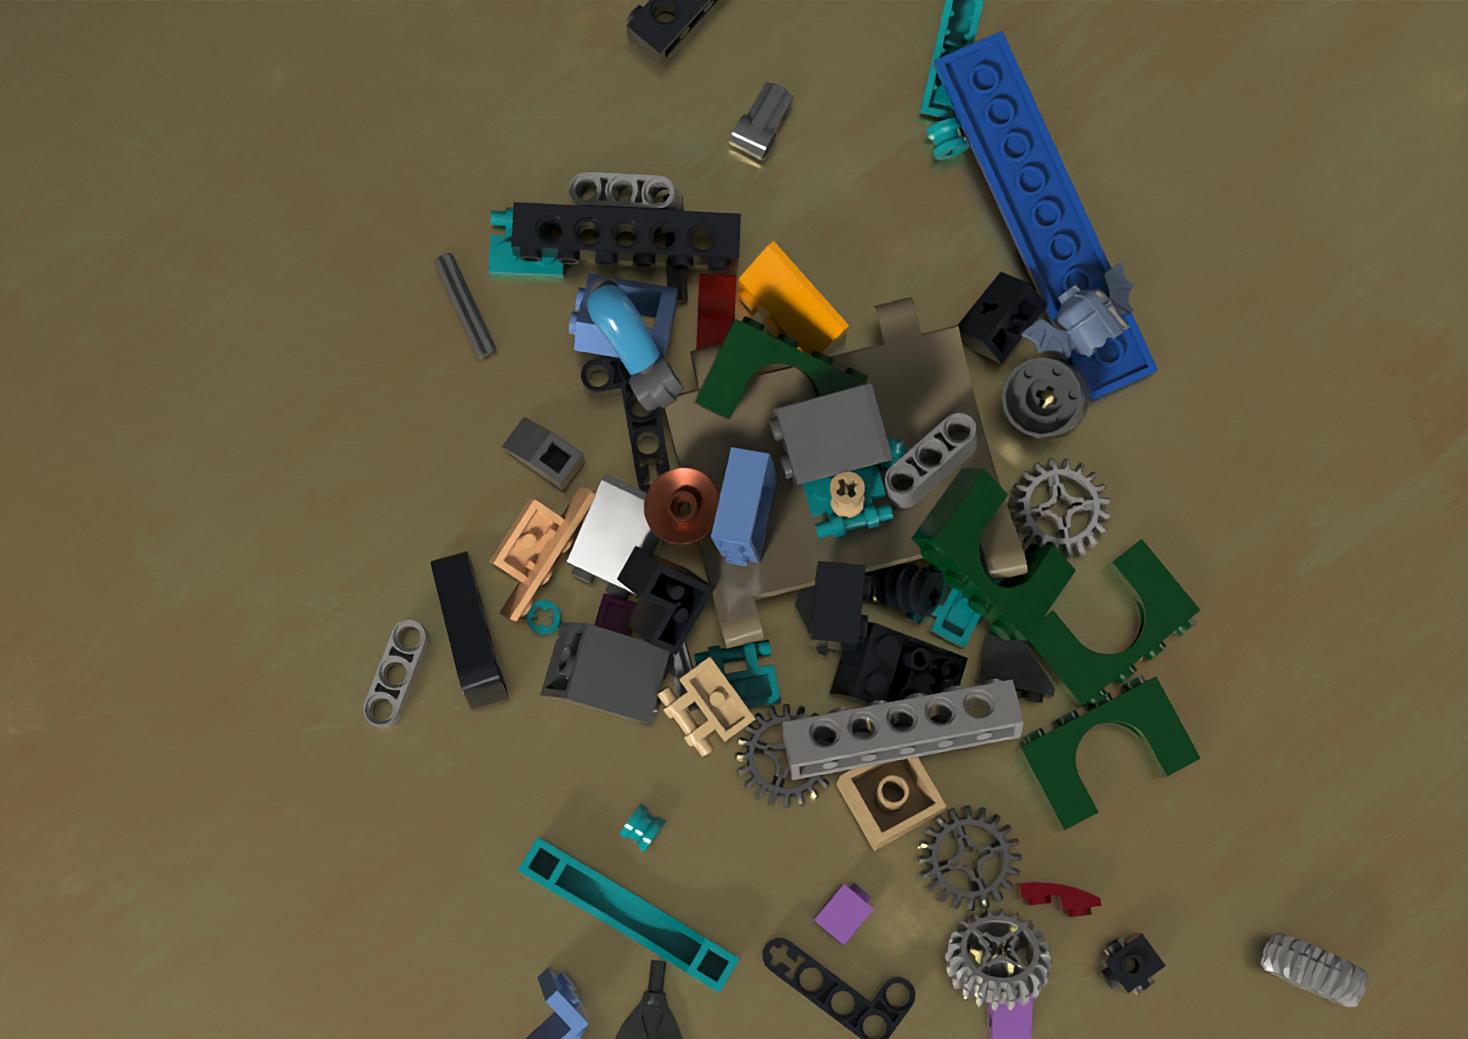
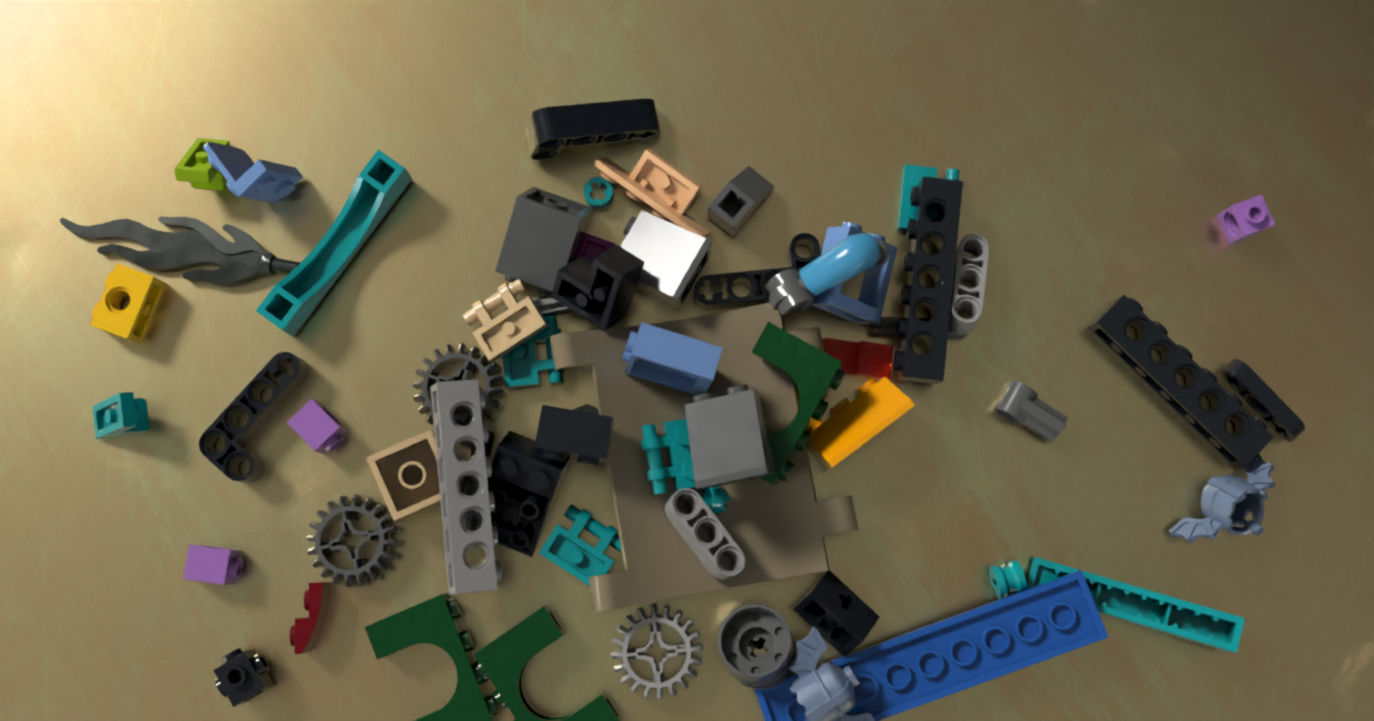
camera: 95 degrees right, 0 degrees up
(396, 654) = (550, 55): light grey beam -> none
(465, 305) = (876, 143): dark grey axle -> none
(642, 827) = (410, 261): teal wheel -> none
(667, 497) = (679, 290): copper dish -> none
(848, 483) = (683, 458): tan bush -> none
(908, 588) = (592, 503): black piece -> none
(952, 543) = (625, 543): dark green arch -> none
(1001, 974) = (246, 566): light grey gear -> none
(1014, 661) = (517, 594): pearl dark grey slope -> none

